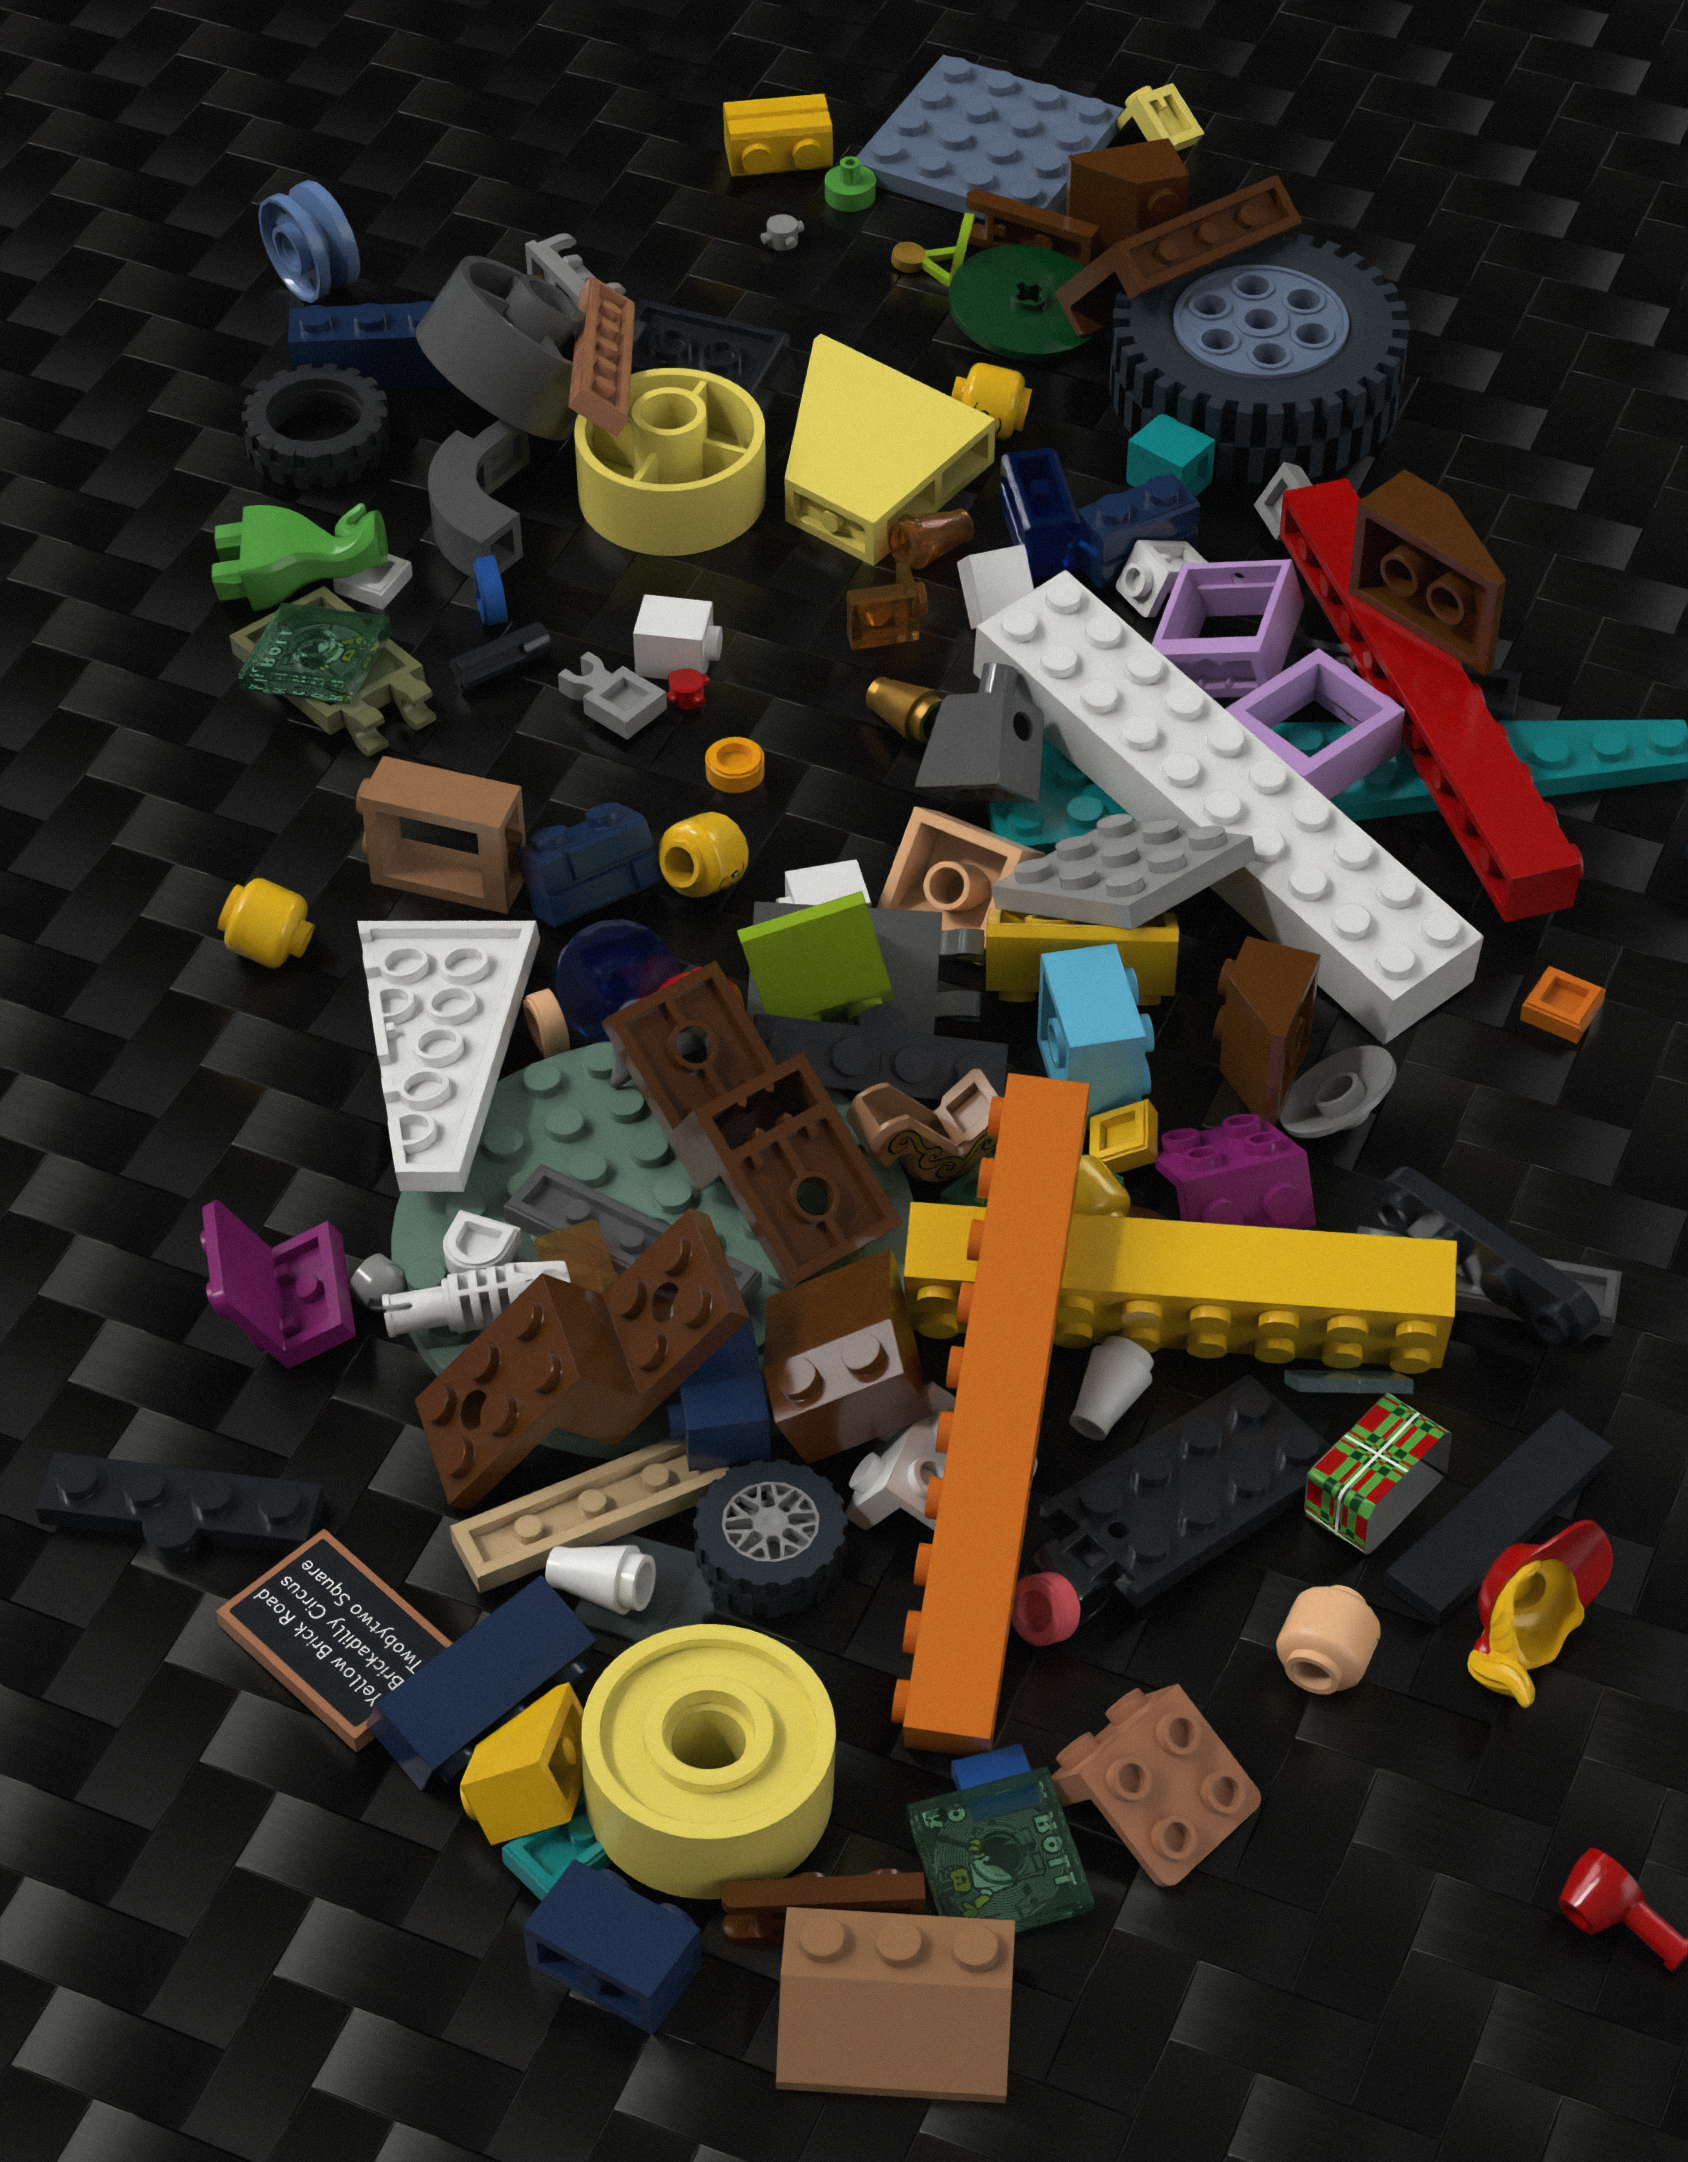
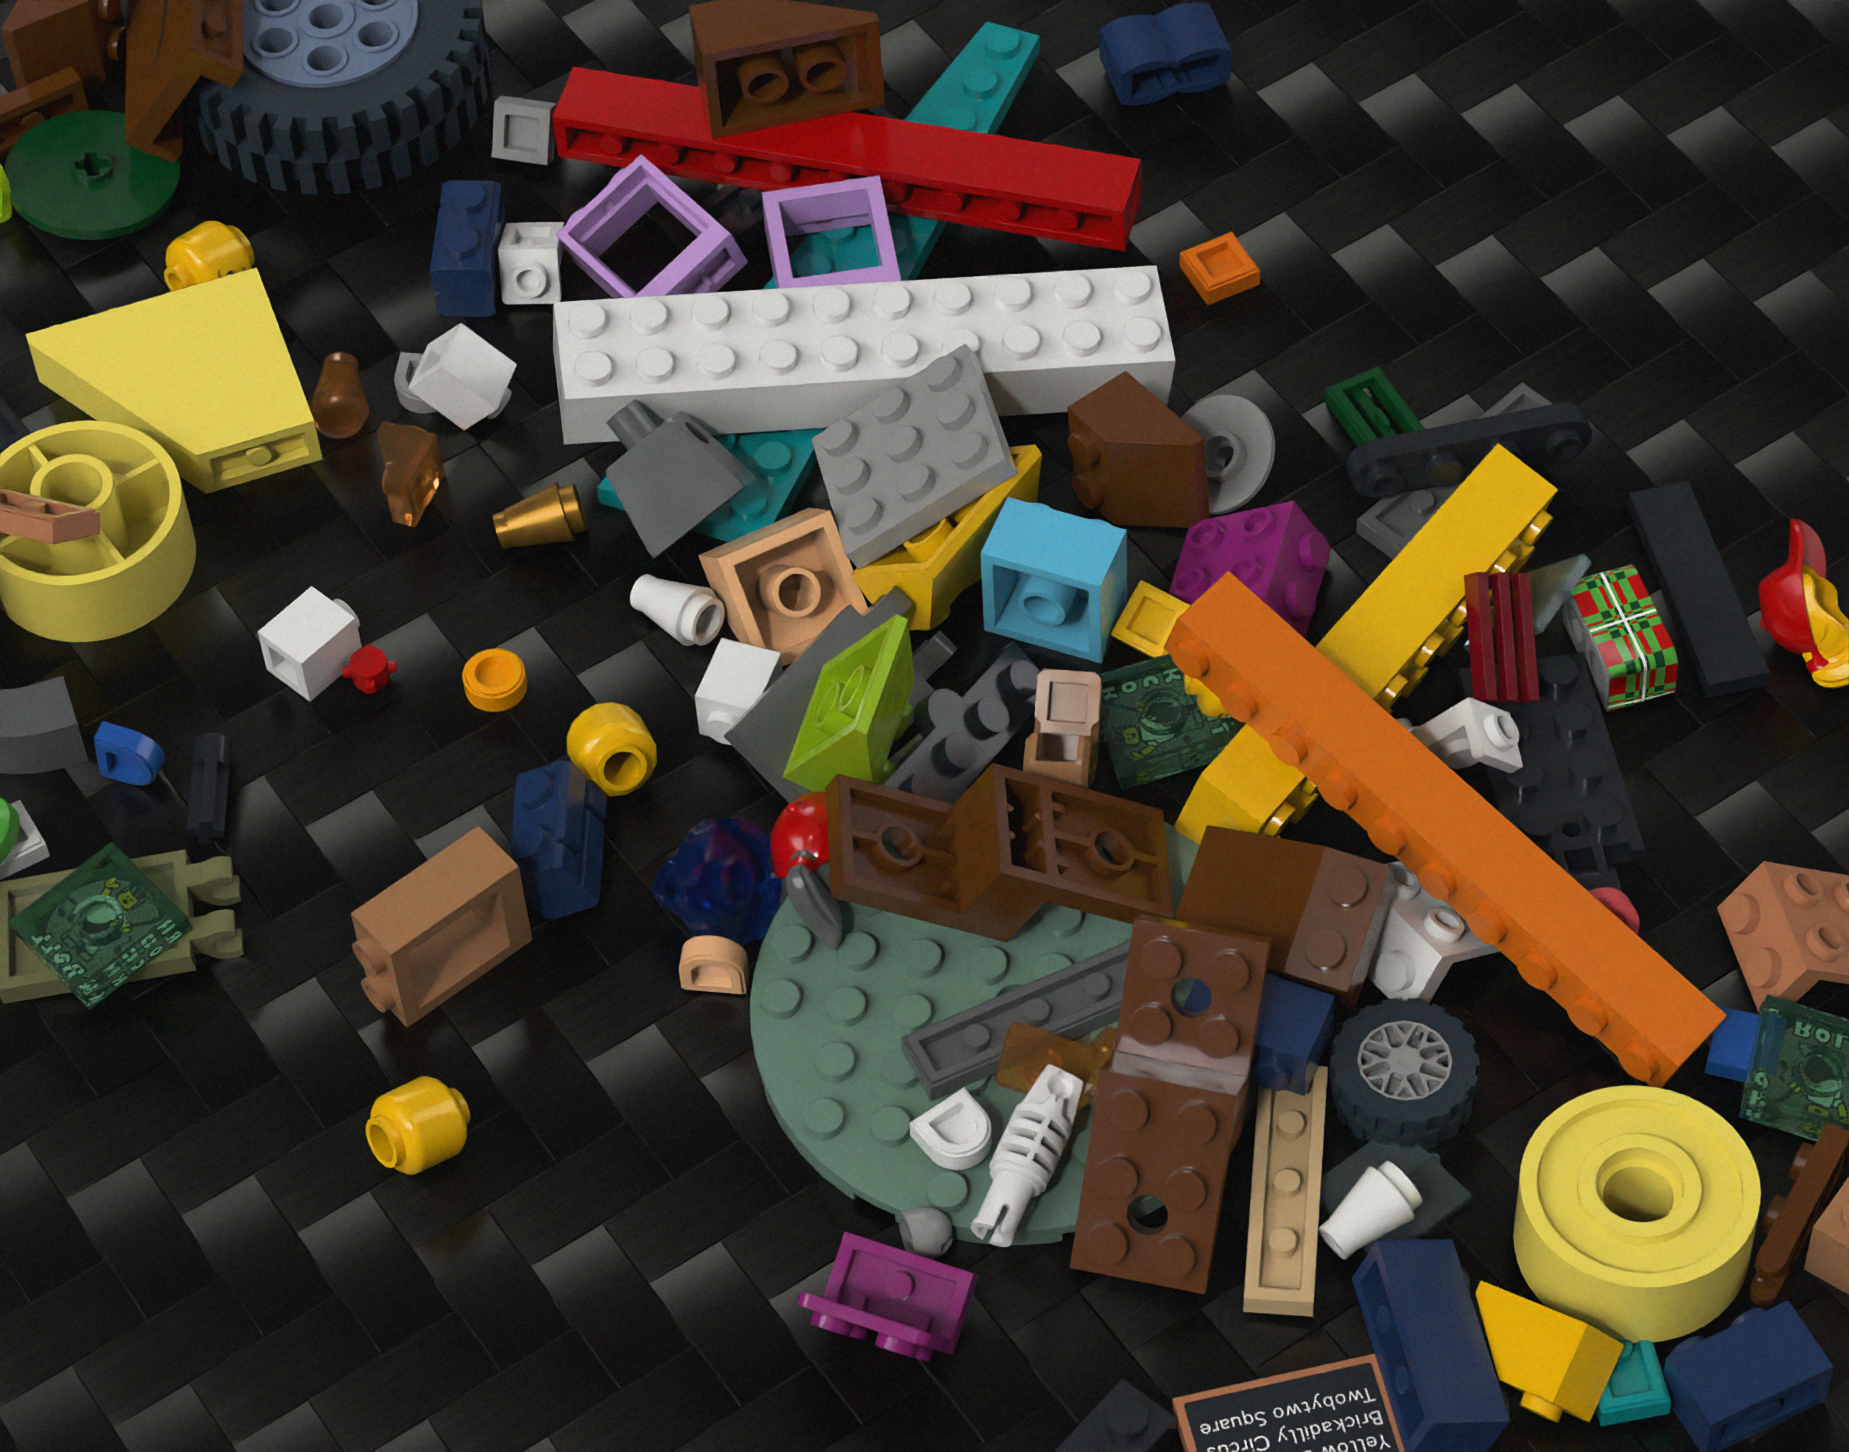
camera: 55 degrees left, 5 degrees up
(441, 1031) = (657, 1036): white wing -> none
(615, 700) = (347, 723): light grey plate -> none
(882, 831) = (681, 609): none -> white cone
(1040, 510) = (393, 297): clear blue brick -> none
(1150, 1403) = (1471, 735): none -> white bracket
(1171, 448) = (400, 180): teal panel -> none
(1221, 1402) = (1510, 637): none -> dark red tile
(1328, 1639) = (1757, 753): light nougat head -> none
(1519, 1194) = (1352, 421): none -> dark green tile

